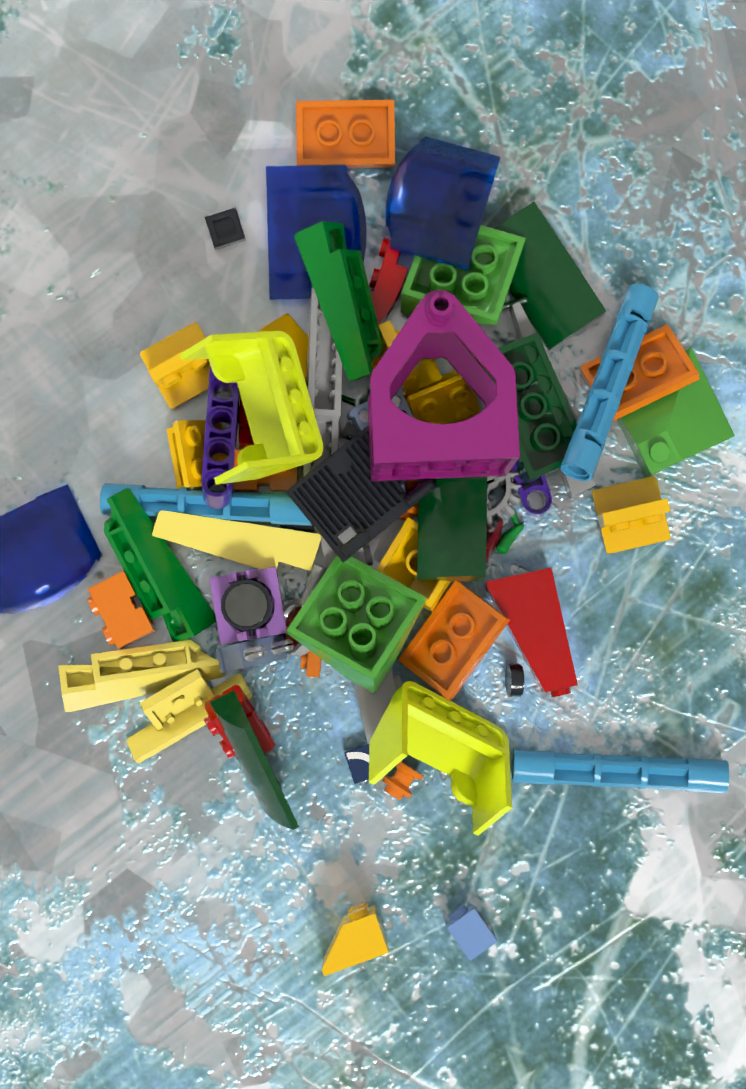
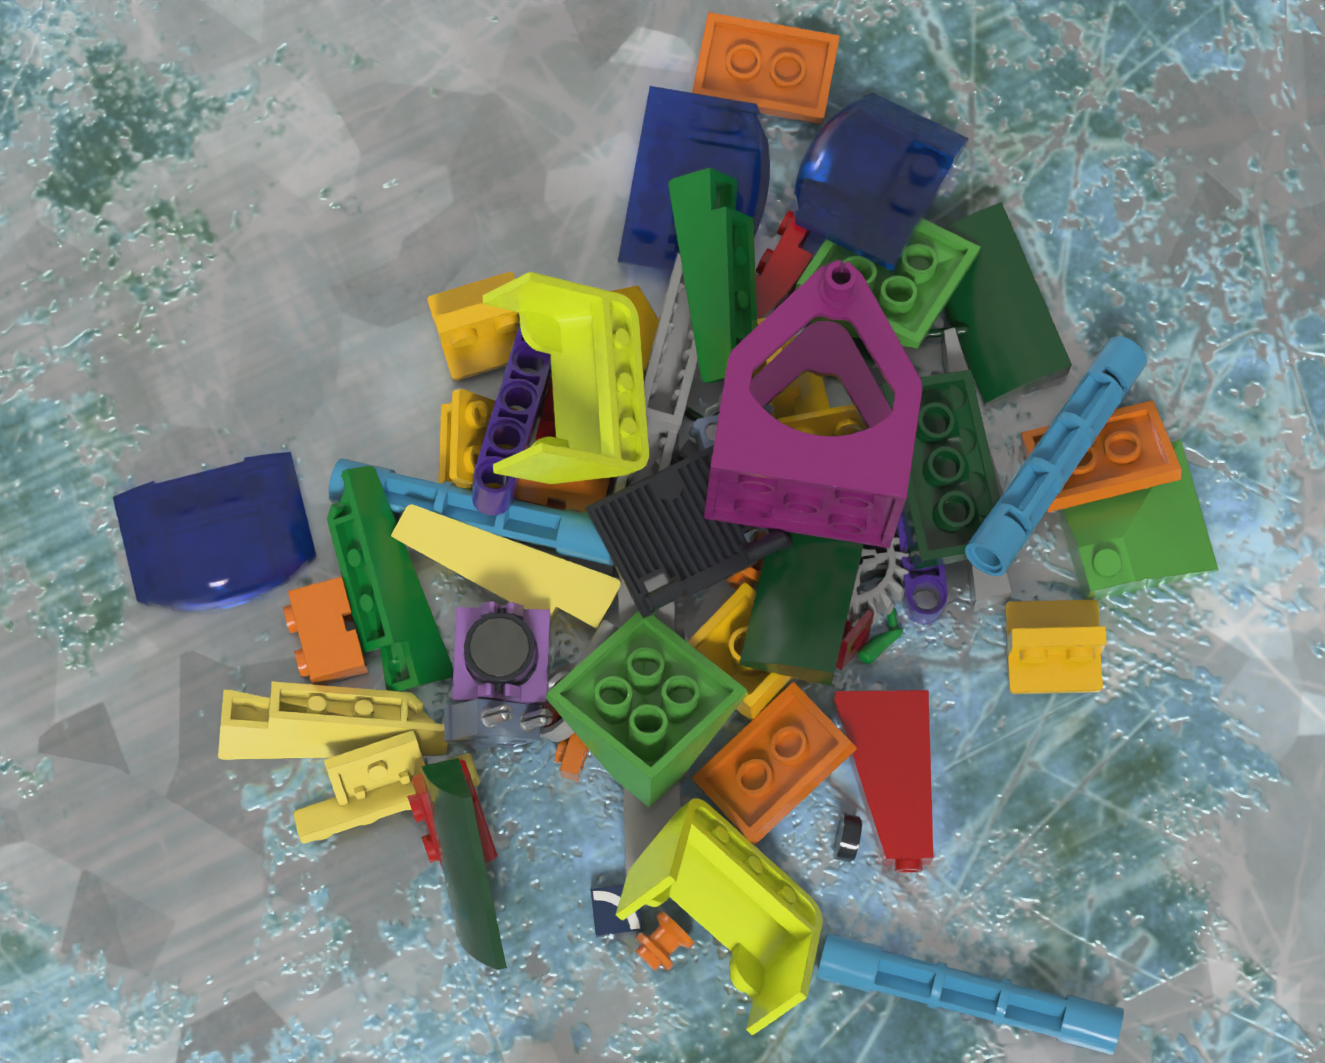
camera: 15 degrees right, 10 degrees down
(225, 228) = (578, 159): black tile -> none

